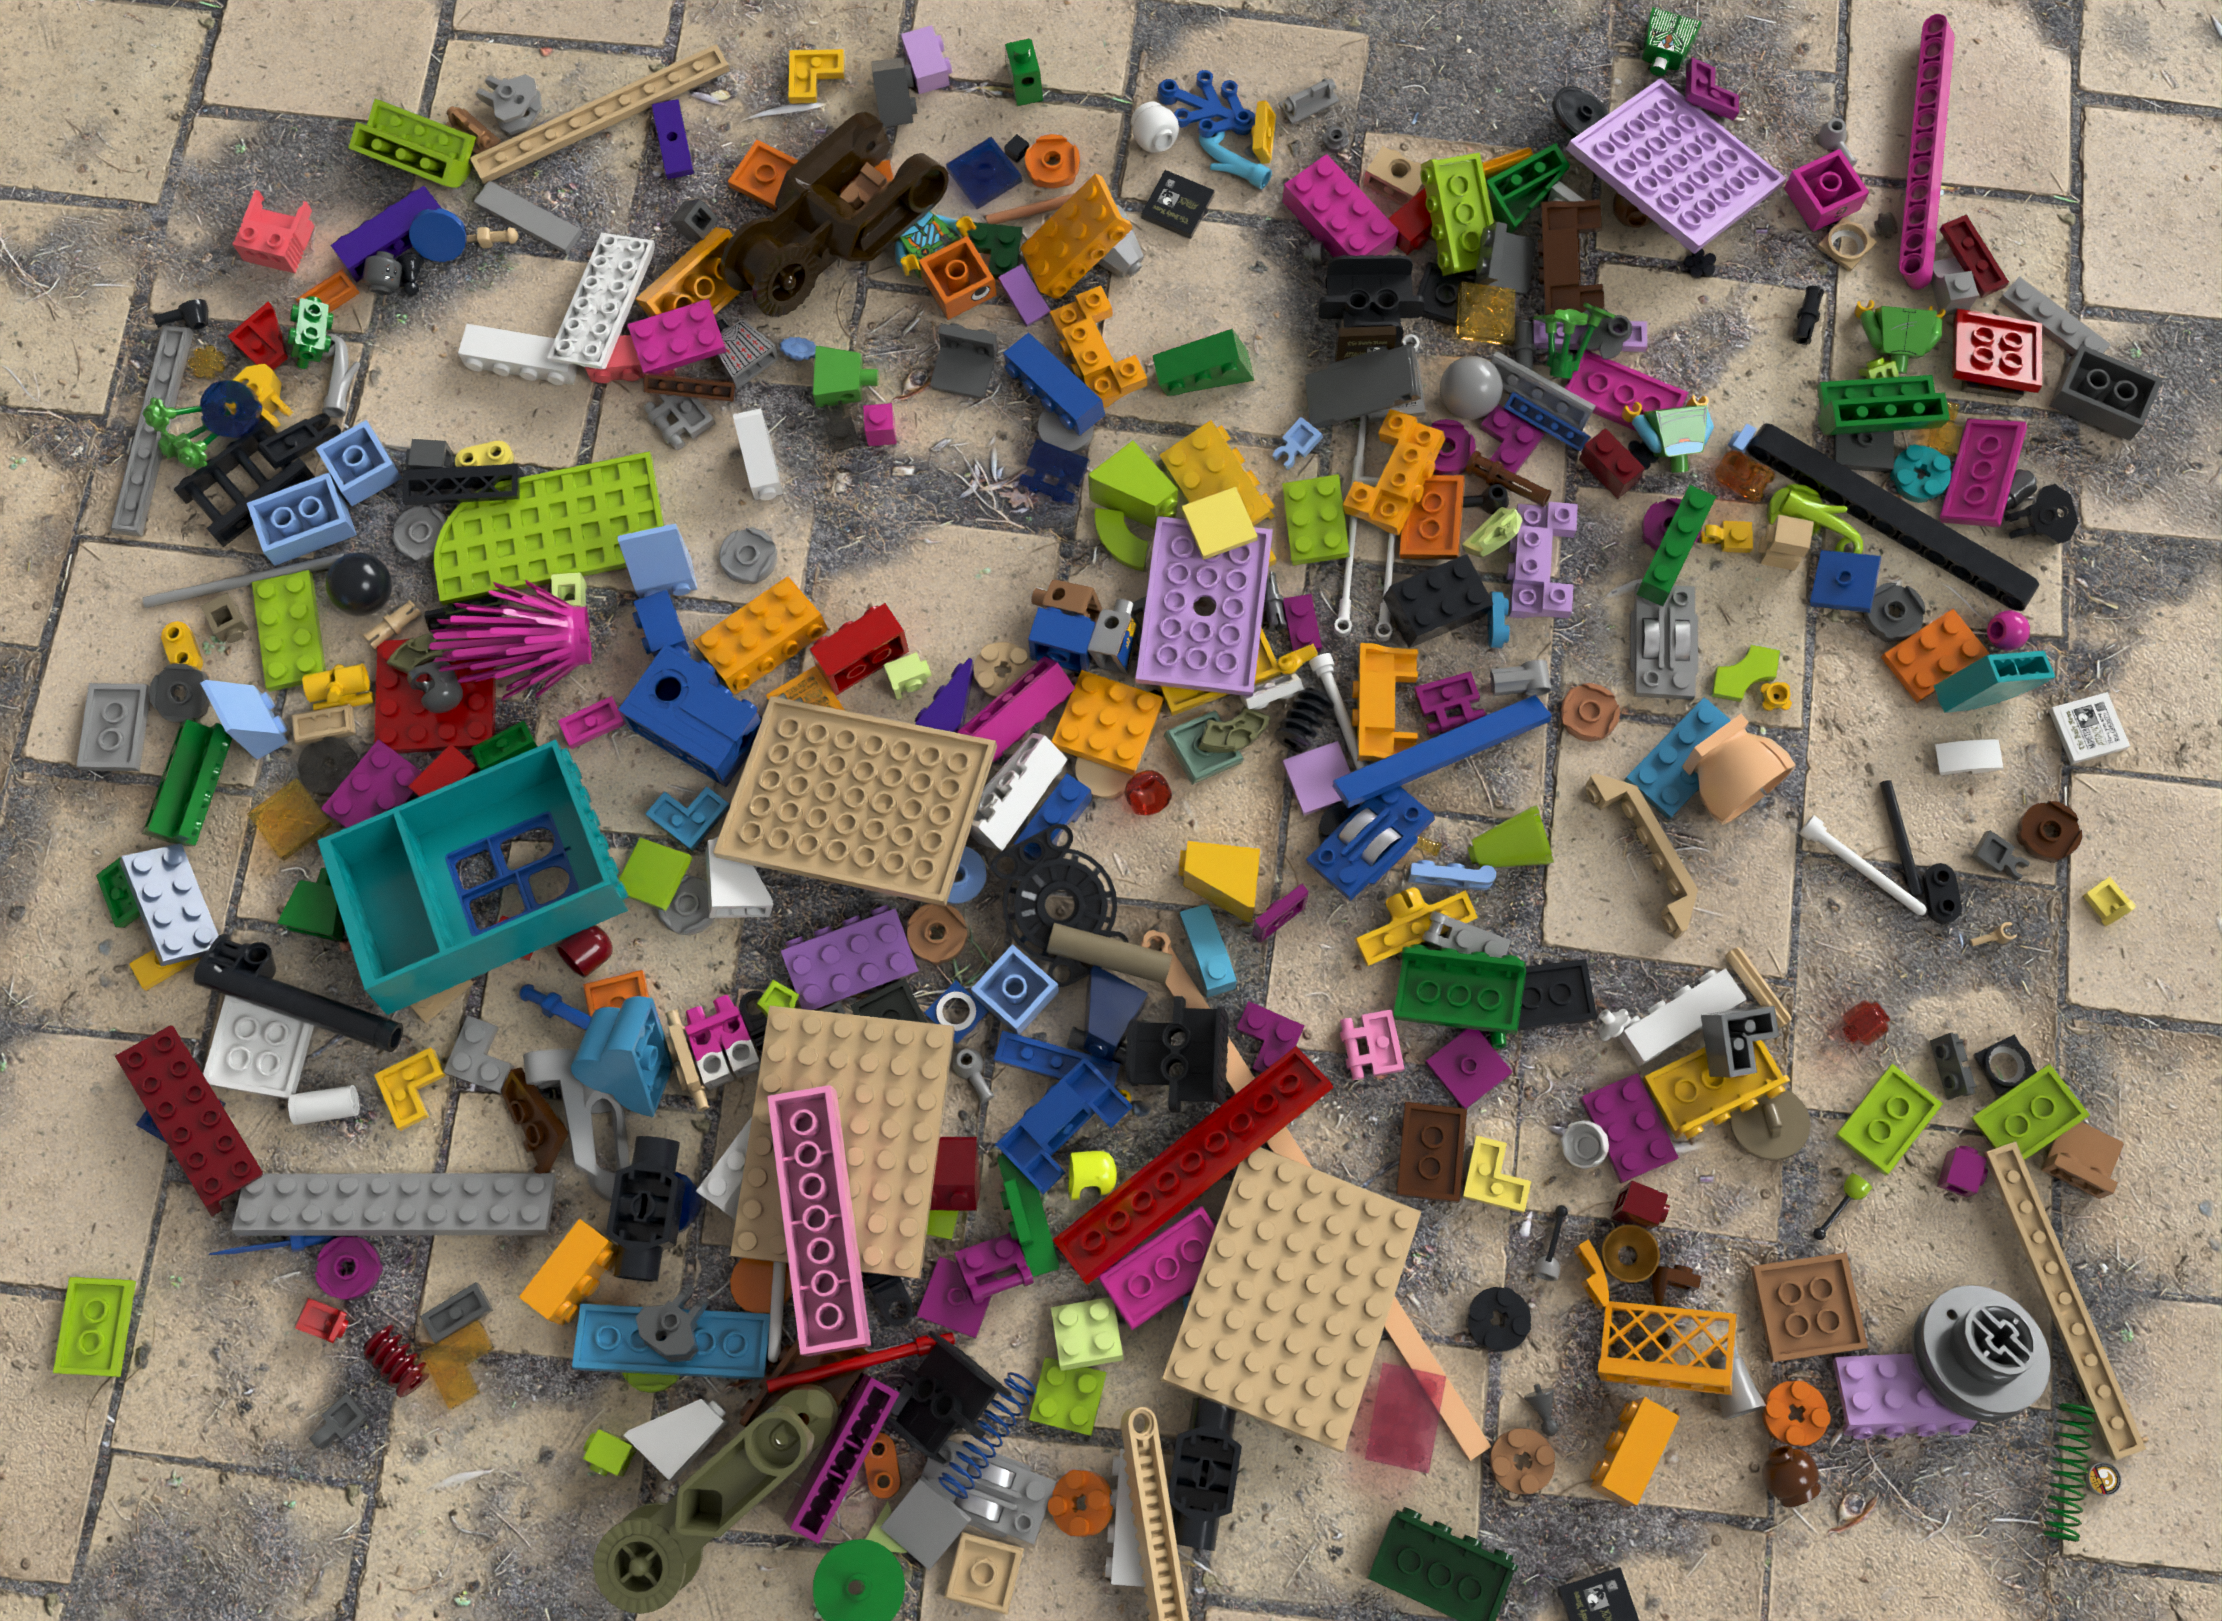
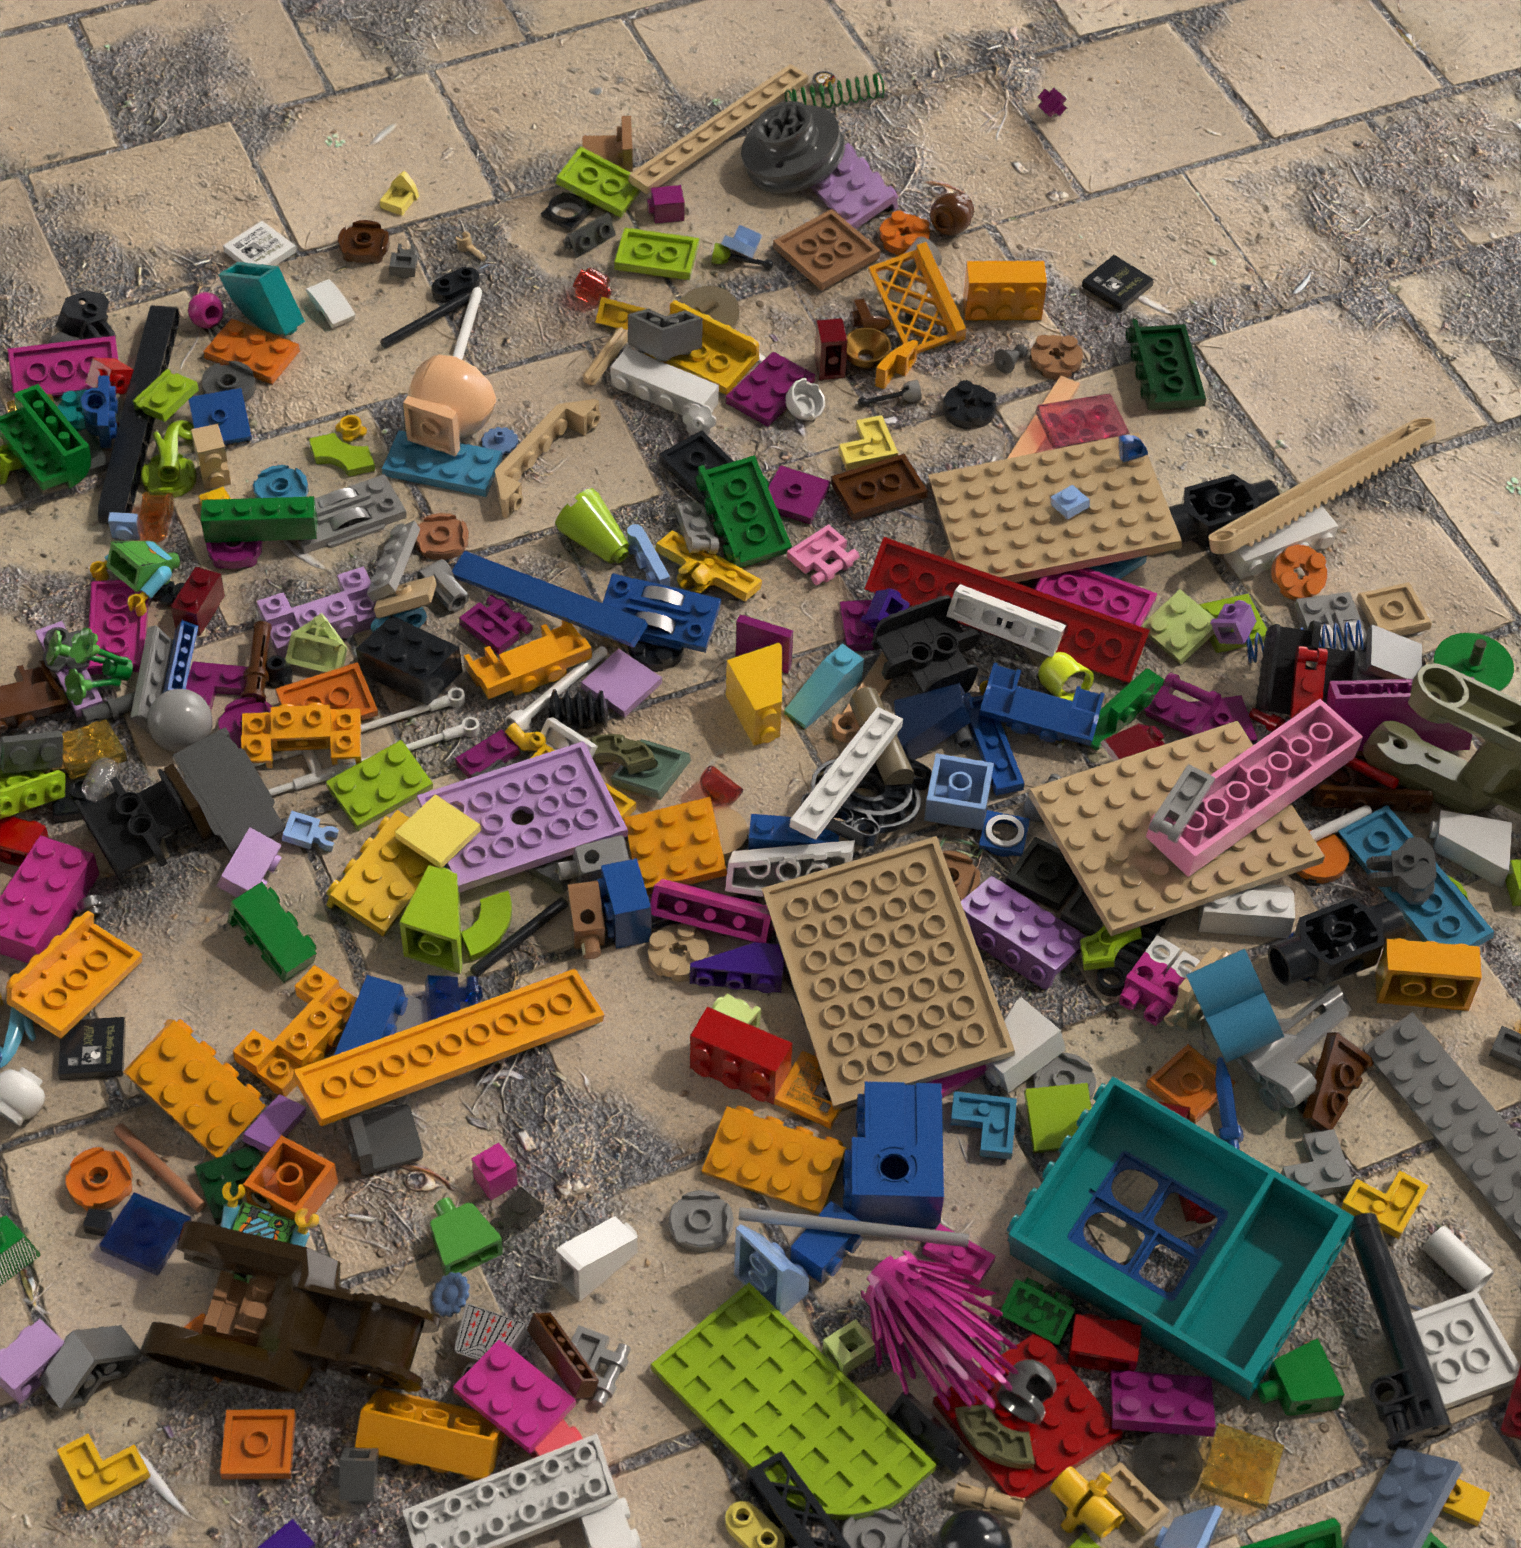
camera: 125 degrees left, 20 degrees down
(647, 640) = (853, 1227): none -> light grey piece
(820, 1115) = (1182, 802): none -> light grey plate
(918, 1380) = (1307, 684): none -> red plate
(1003, 438) = (447, 1047): none -> light orange plate
(1046, 1376) = (1235, 616): none -> medium lavender brick
(1067, 876) = (846, 773): none -> white plate
(1095, 556) = (518, 937): none -> black bar
(1166, 1138) = (1006, 620): none -> white piece
(1246, 207) = (71, 975): none -> light orange bracket
(1253, 1046) = (883, 604): none -> dark purple brick
(1280, 1304) = (1070, 502): none -> light blue plate
(1281, 376) = (250, 863): none -> lavender brick
(1310, 1413) = (1131, 448): none -> blue tile
(1438, 301) = (97, 781): none -> clear brick
(1511, 627) = (407, 597): none -> tan plate
(1566, 642) = (393, 560): none -> light grey plate
(1691, 827) = (500, 439): none -> medium blue piece
(1732, 586) = (280, 482): none -> dark azure plate
(1805, 1031) = (615, 313): none -> yellow plate
(1857, 1215) = (744, 241): none -> light blue bracket
(1888, 464) = (99, 411): none -> blue plate
(1890, 535) = (165, 395): none -> lime plate
(1940, 494) = (119, 373): none -> red brick

